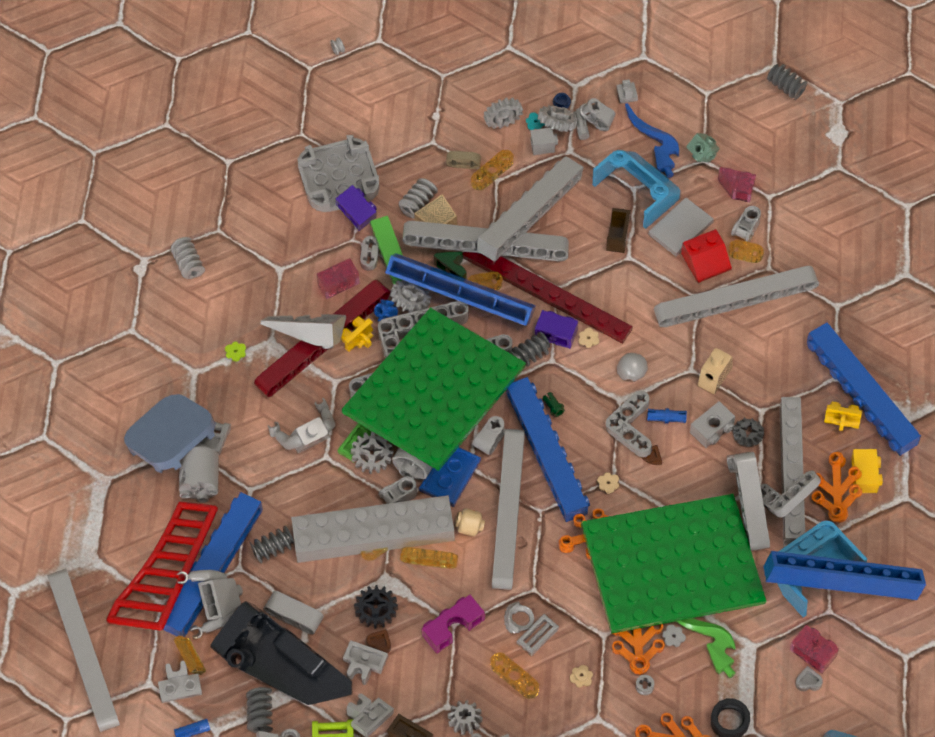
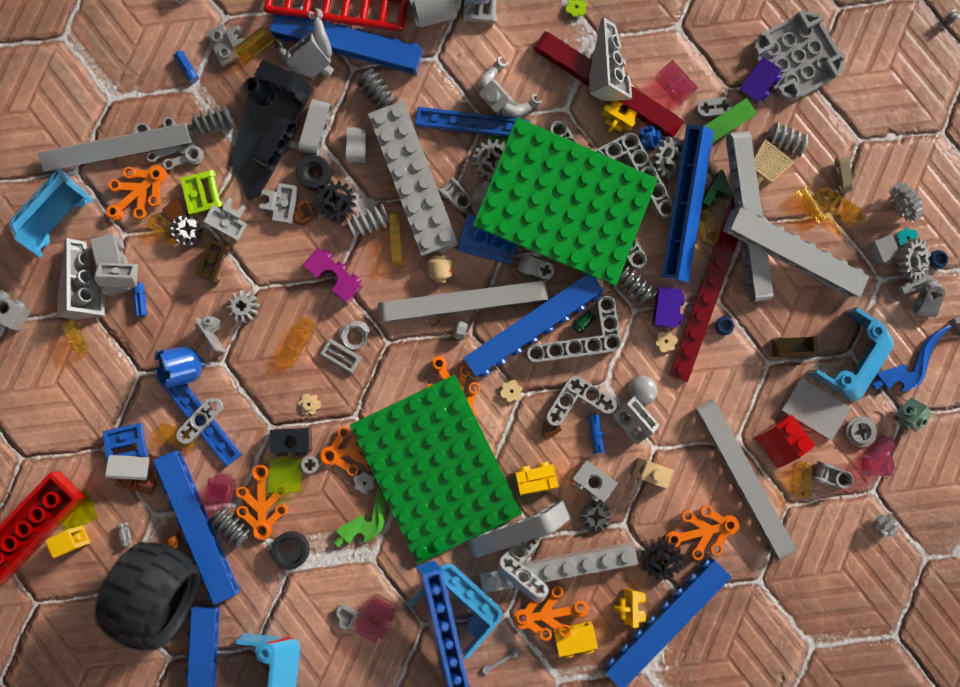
camera: 75 degrees right, 25 degrees up
(322, 576) = (356, 145): none -> light grey axle
(328, 465) = (464, 122): none -> blue tile
(336, 612) = (308, 163): none -> black tyre
(404, 578) = (368, 221): none -> light grey piece
(485, 191) = (811, 204): none -> clear yellow pin
(537, 515) = (460, 330): none -> light grey tile
(577, 409) = (582, 343): none -> light grey beam
(584, 285) = (724, 325): none -> dark blue plate
(612, 707) = (279, 439): none -> black brick
(651, 710) = (285, 475): none -> clear neon green piece
(659, 371) = (638, 418): none -> light grey brick
(701, 475) = (536, 479): none -> yellow brick
(716, 190) = (868, 436): none -> light grey gear
(781, 340) = (706, 531): none -> orange plant
(802, 190) = (886, 525): none -> light grey gear
(806, 376) = (670, 557): none -> black gear
(884, 559) = (486, 669): none -> light grey hinge

